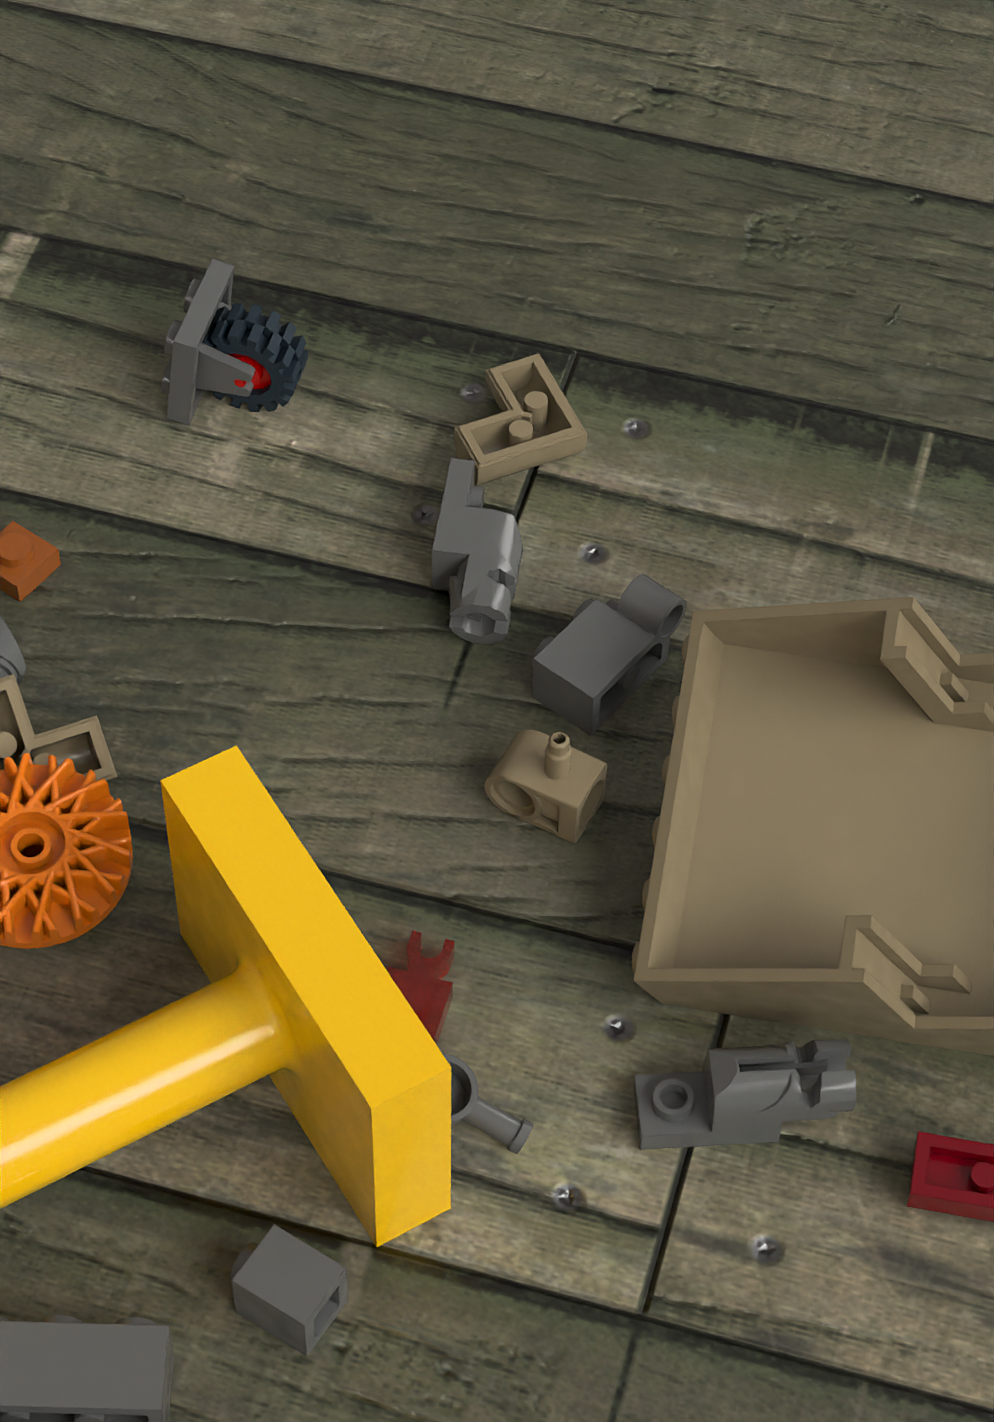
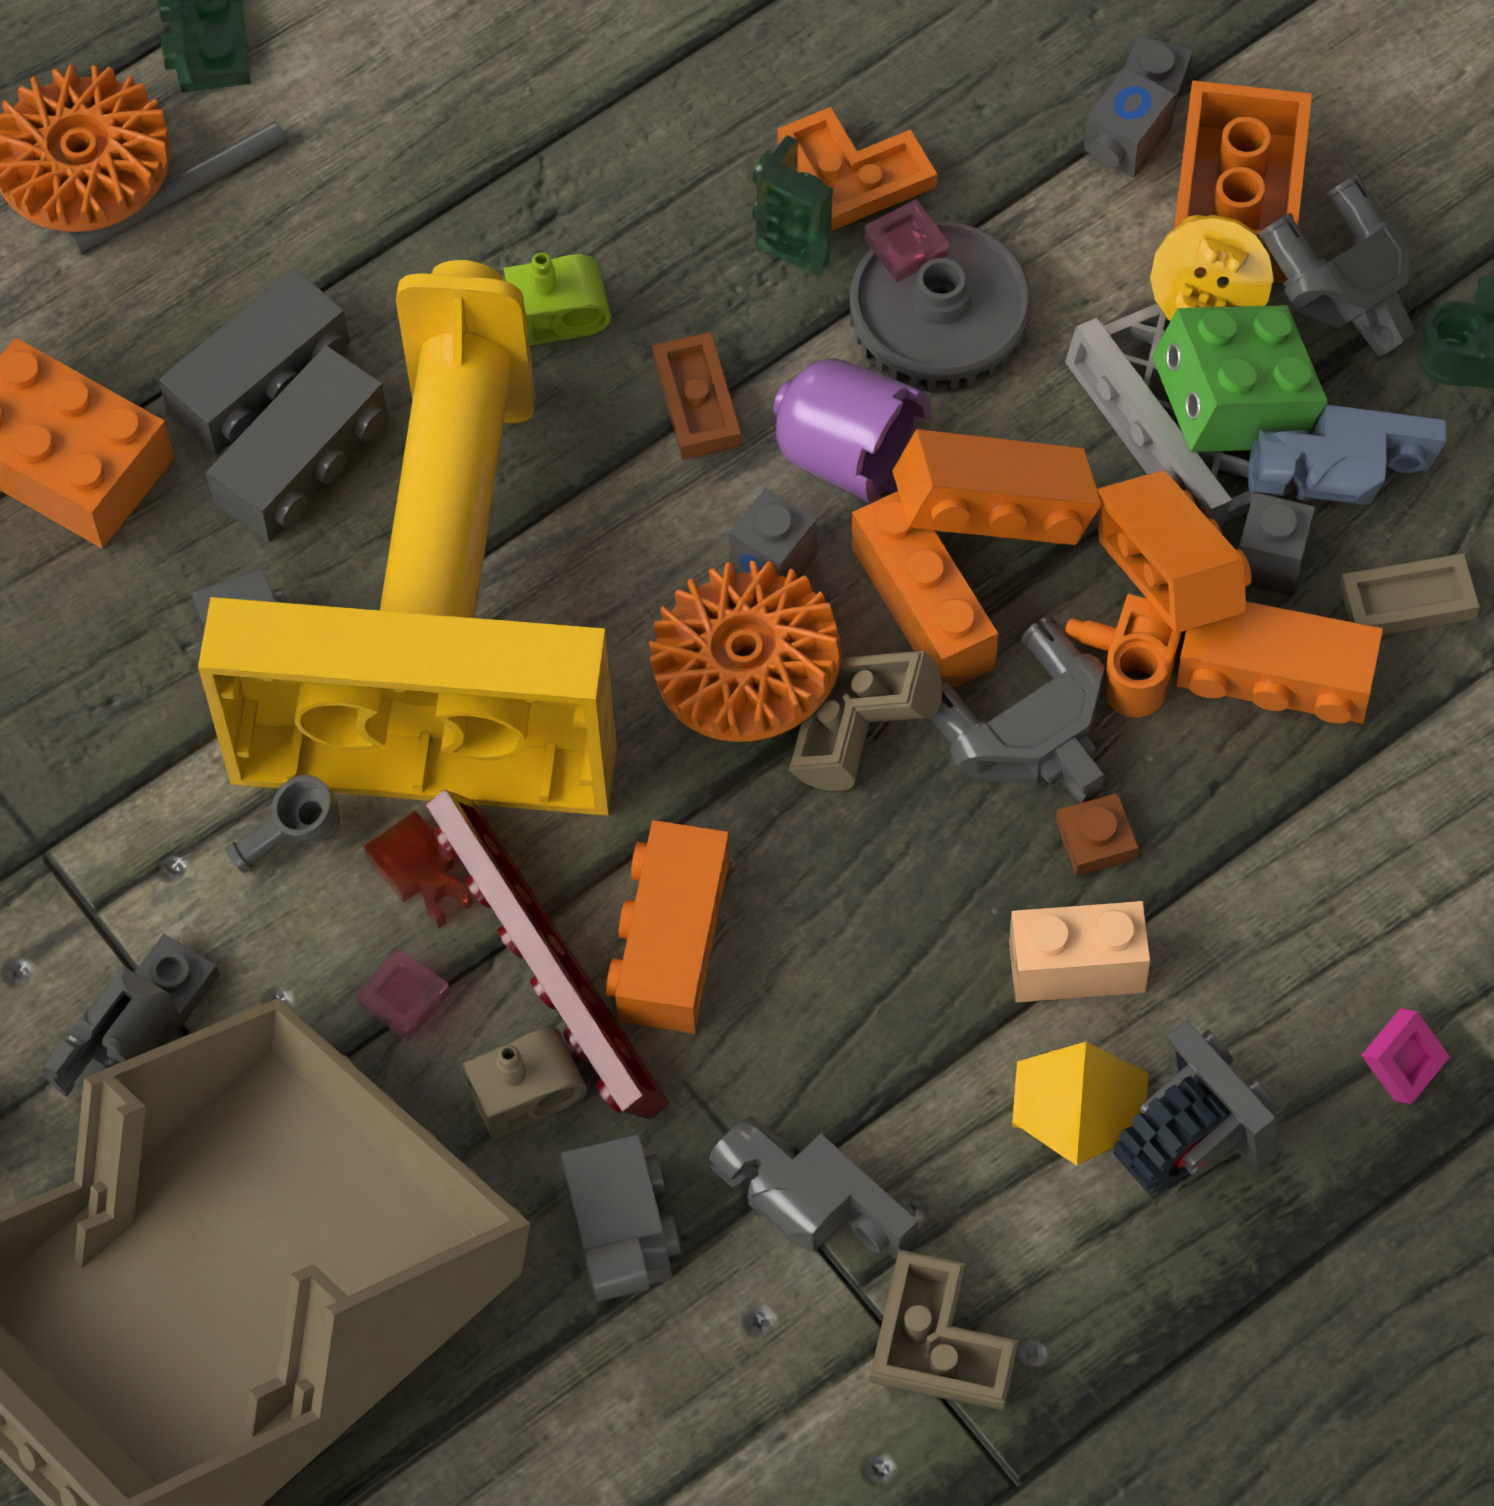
camera: 130 degrees right, 10 degrees up
(72, 292) = (1405, 1056): none -> dark pink plate
(139, 499) = (1079, 951): none -> light nougat brick
(270, 448) = (1077, 1099): none -> yellow slope
(343, 760) = (669, 926): none -> orange brick
(438, 816) = (558, 975): none -> plate
(543, 920) = (403, 994): none -> clear pink plate

